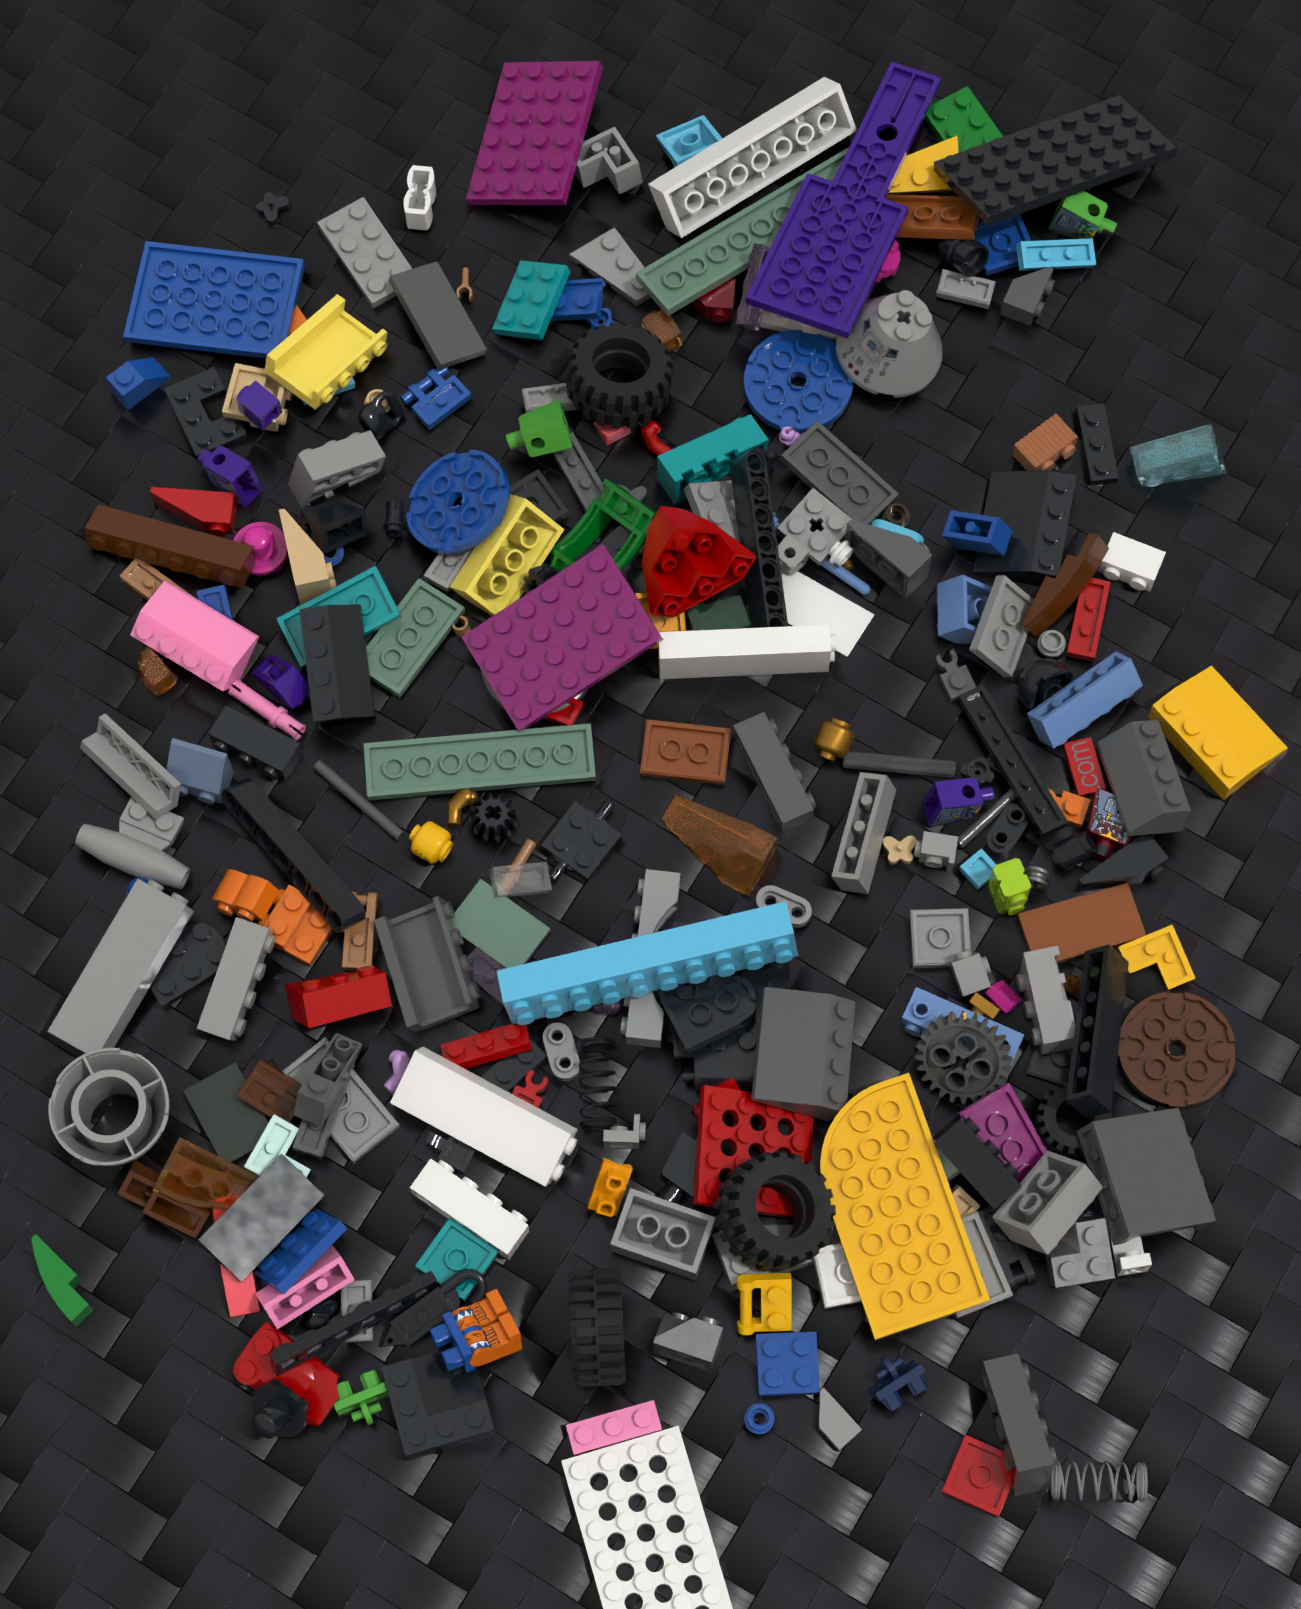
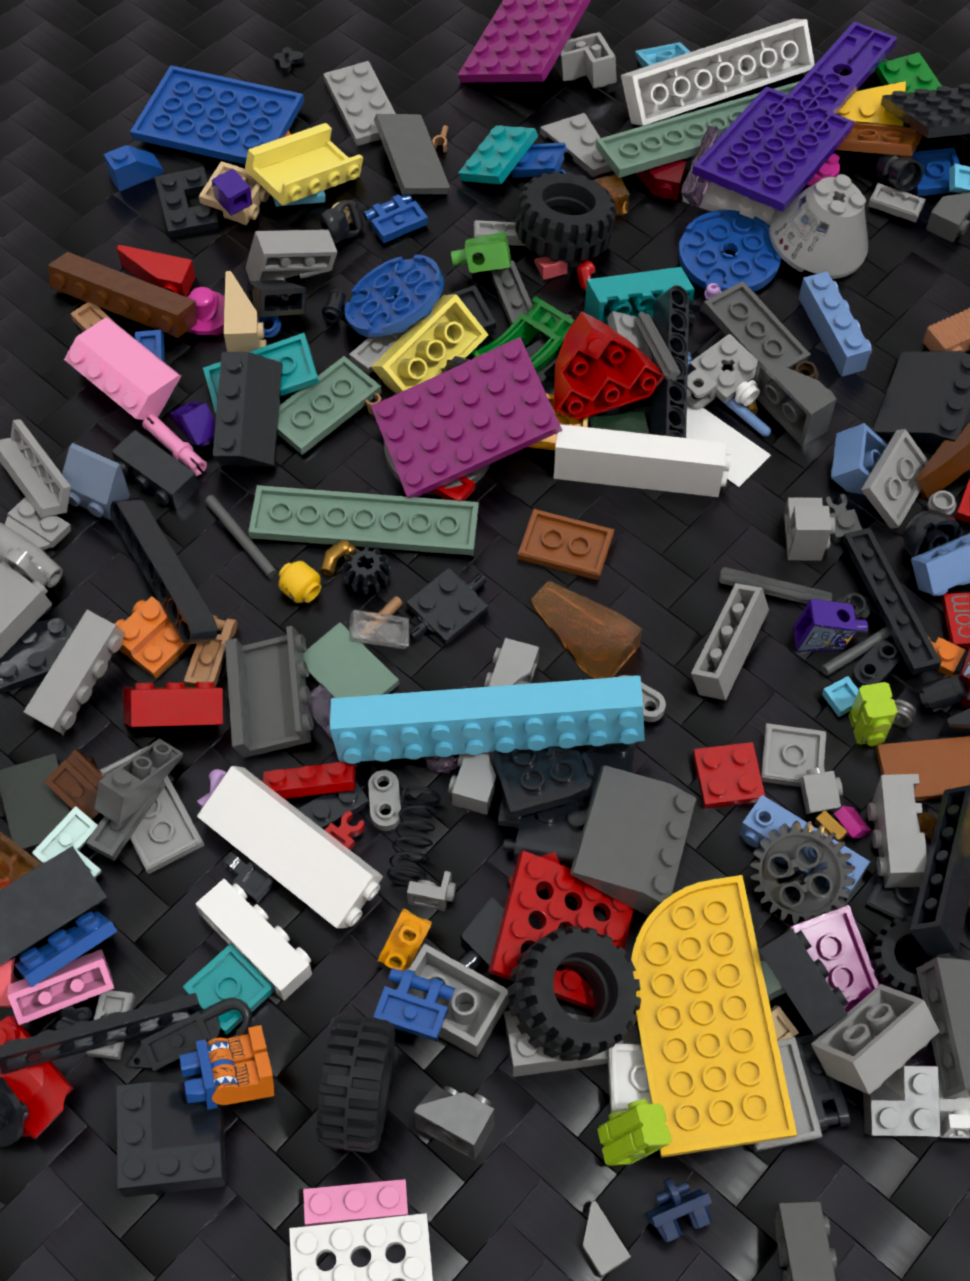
camera: 10 degrees right, 10 degrees down
(155, 672) = (80, 397): clear orange rock -> none
(161, 879) = (23, 560): none -> light grey plate
(231, 474) = (192, 241): dark purple torso -> none
(244, 895) = (107, 598): orange brick -> none
(373, 1391) = (91, 1122): bright green hips -> none
(419, 197) = (416, 64): white brick -> none
(633, 1255) = (410, 1012): none -> blue plate
(742, 522) = (657, 346): none -> dark grey axle
(764, 1410) = (525, 1214): blue plate -> none
(773, 771) = (650, 573): dark grey brick -> none
(775, 1302) = (557, 1094): yellow plate -> none
(787, 1364) = (560, 1167): blue plate -> none
(834, 739) = (714, 553): pearl gold head -> none
(847, 1324) = (634, 1133): none -> lime brick
(881, 968) = (728, 775): none -> red plate
(899, 849) = (763, 666): tan piece -> none
(919, 453) = (835, 323): none -> medium blue brick
(921, 695) = (807, 528): none -> light grey brick
(936, 850) = (802, 670): light grey brick -> none
(977, 532) = (882, 393): blue brick -> none

